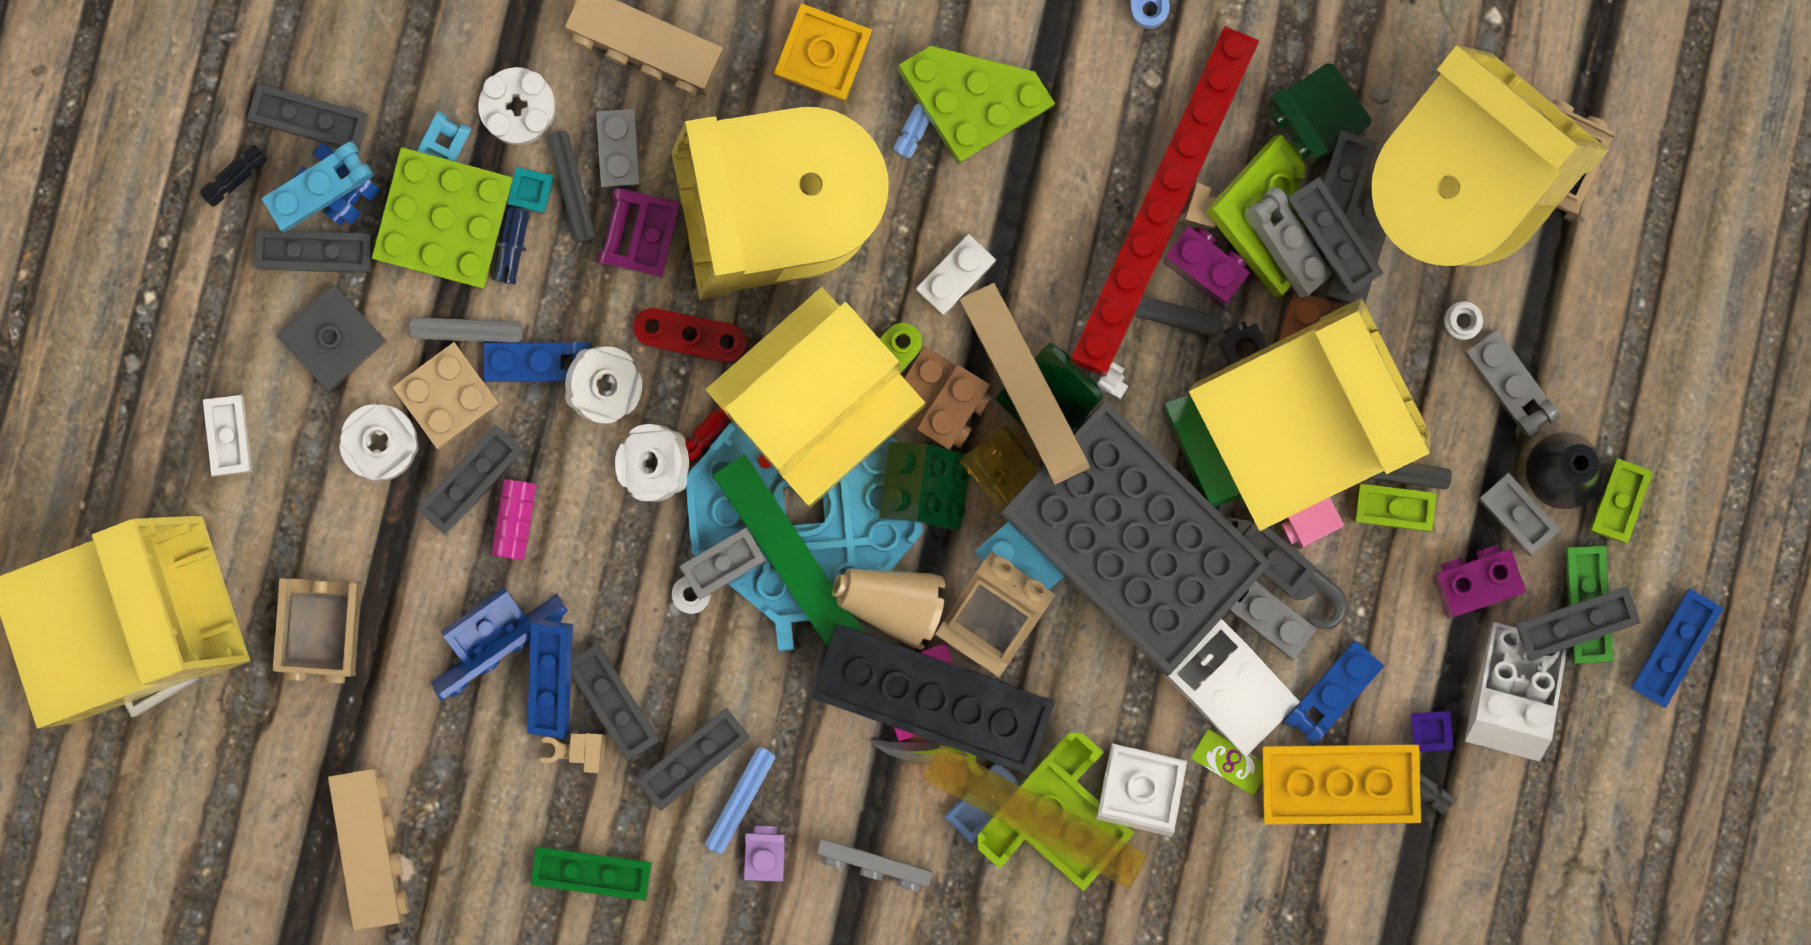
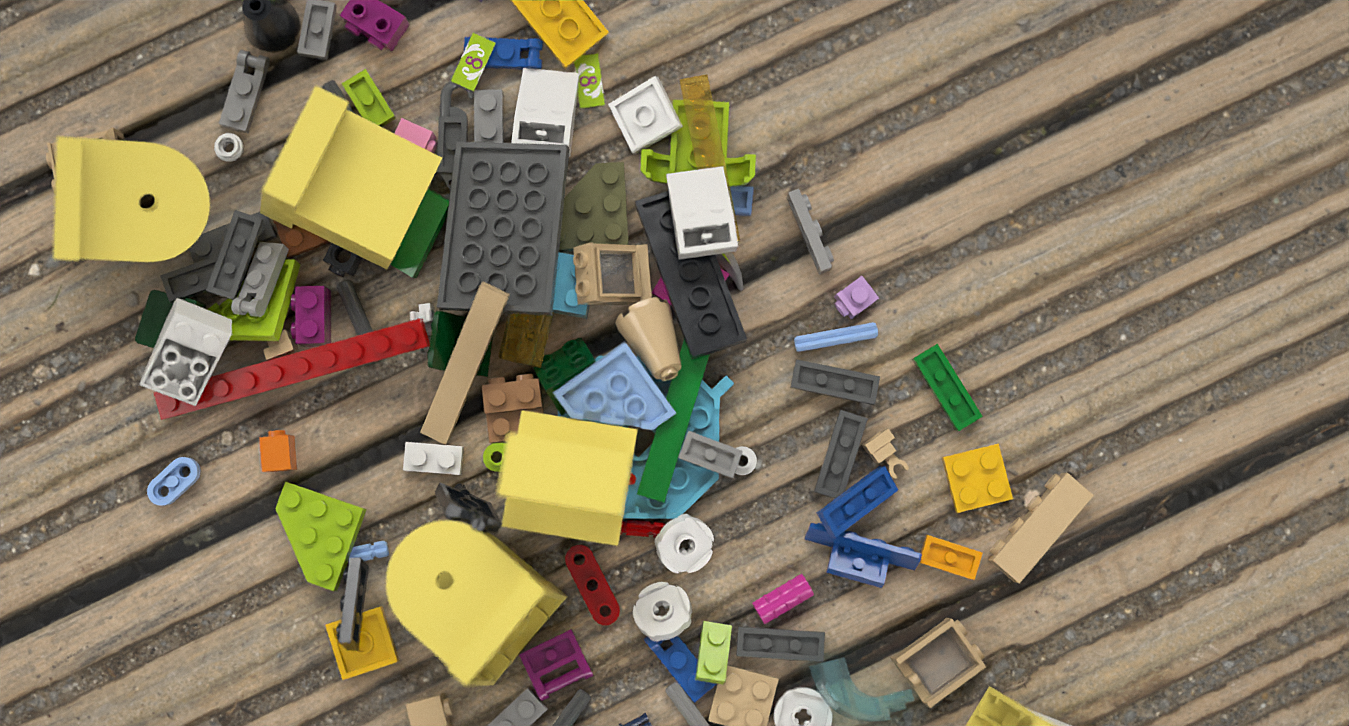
camera: 130 degrees left, 0 degrees up
(367, 498) = (845, 698): none -> clear light blue arch
(413, 729) = (950, 557): none -> light orange plate
(471, 827) = (977, 478): none -> yellow plate
(518, 403) = (713, 652): none -> lime plate
(865, 515) = (616, 393): none -> light blue plate
(869, 73) = (352, 604): none -> plate
(871, 267) = (461, 505): none -> black plate
(983, 759) = (701, 213): none -> white slope
(1081, 656) = (596, 208): none -> olive plate
(1091, 119) = (278, 452): none -> orange brick
(1267, 107) = (186, 352): none -> white slope
(1347, 651) = (473, 62): none -> lime sticker

